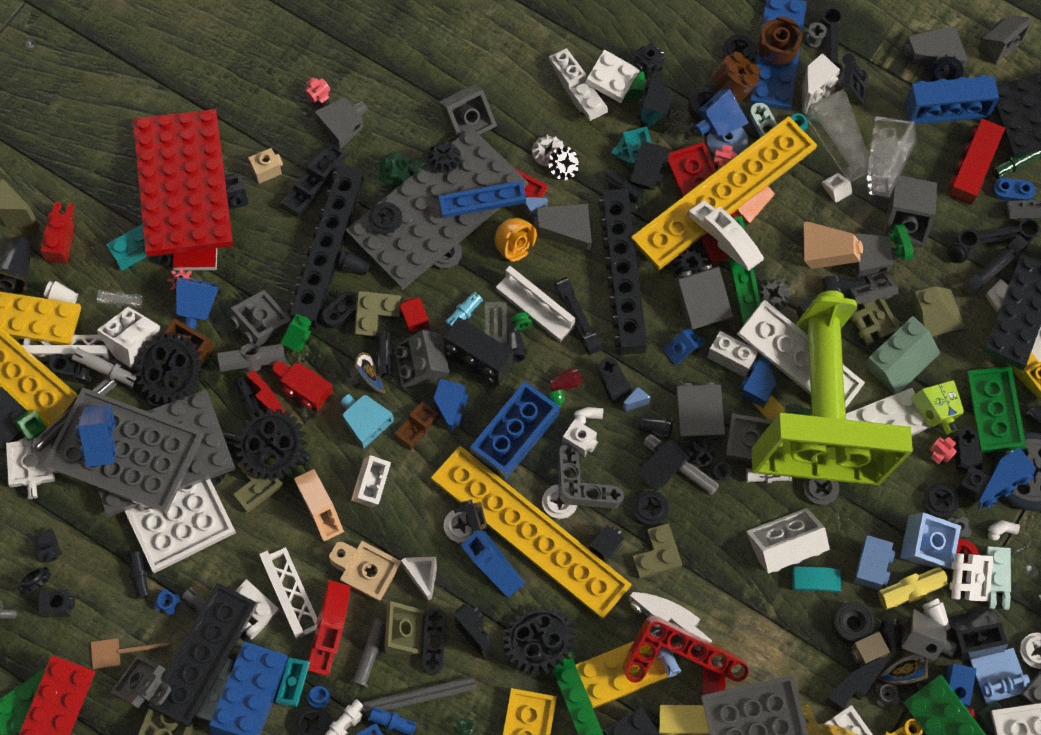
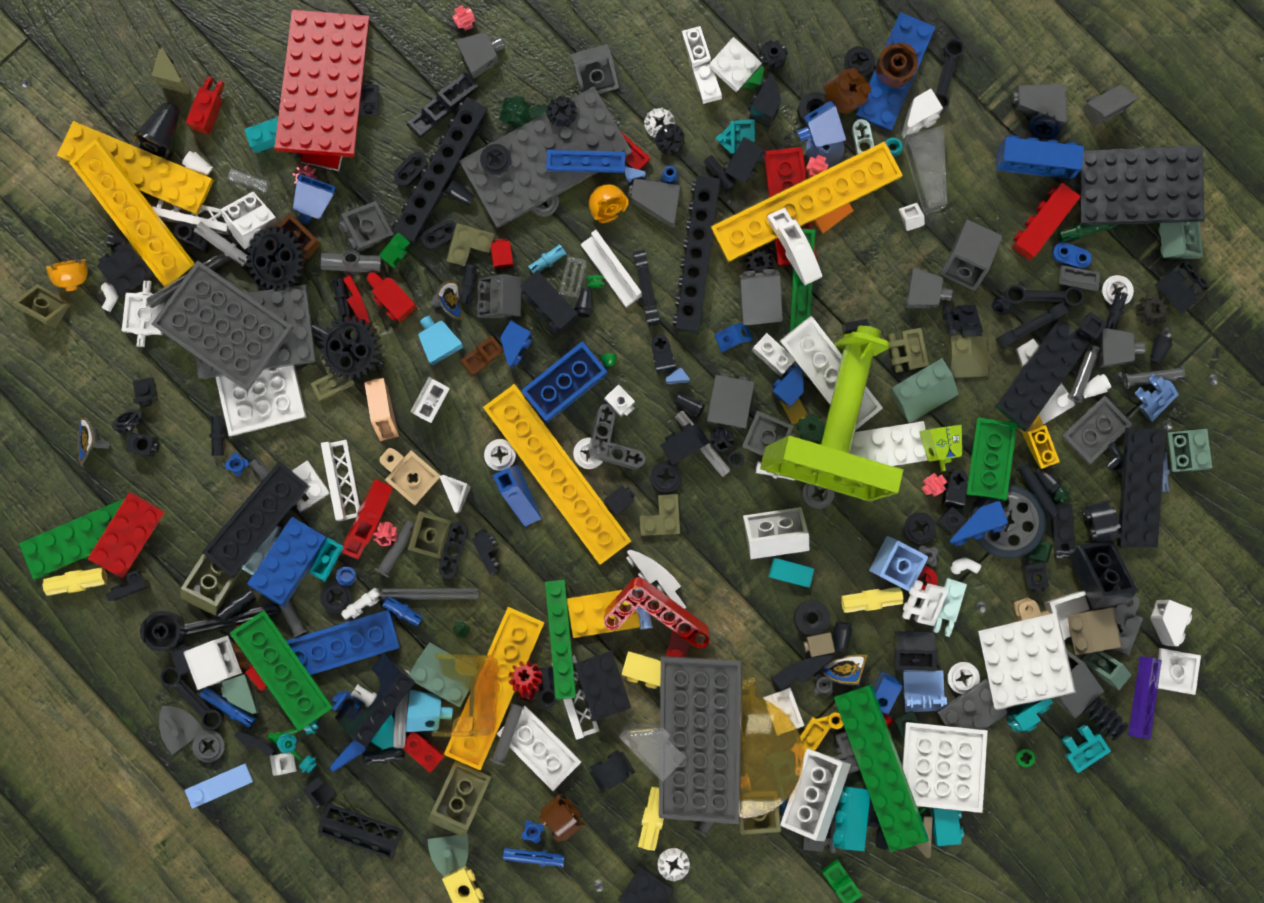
camera: 15 degrees right, 15 degrees up
(29, 424) = (148, 281): green slope -> none
(96, 435) = (199, 309): blue brick -> none
(107, 652) = (179, 495): medium nougat piece -> none
(142, 683) = (200, 531): dark grey plate -> none
(265, 165) = (402, 81): tan brick -> none
(293, 251) = (408, 168): none -> black plate
(353, 639) = (385, 533): none -> coral gear
(475, 516) = (511, 451): black bracket -> none
(520, 650) = (524, 576): black gear -> none
(566, 380) = (623, 344): dark red cone -> none
(573, 196) = (673, 179): none -> blue cone
(588, 412) = (632, 378): white arm -> none
(783, 293) = (825, 316): dark grey gear -> none
(815, 35) = (938, 59): dark grey bush -> none
(829, 246) = (886, 275): light nougat slope -> none
(835, 283) = (884, 314): black piece -> none
(854, 79) = (953, 121): black plate -> none
(873, 563) = (844, 571): medium blue brick -> none
(878, 286) = (920, 325): dark grey plate -> none
(889, 153) = (966, 197): clear wedge -> none
(902, 242) = (953, 286): green plate -> none
(921, 274) = (968, 320): none -> black plate
(926, 637) = (869, 646): dark grey torso -> none
(936, 611) = (885, 627): white cone -> none

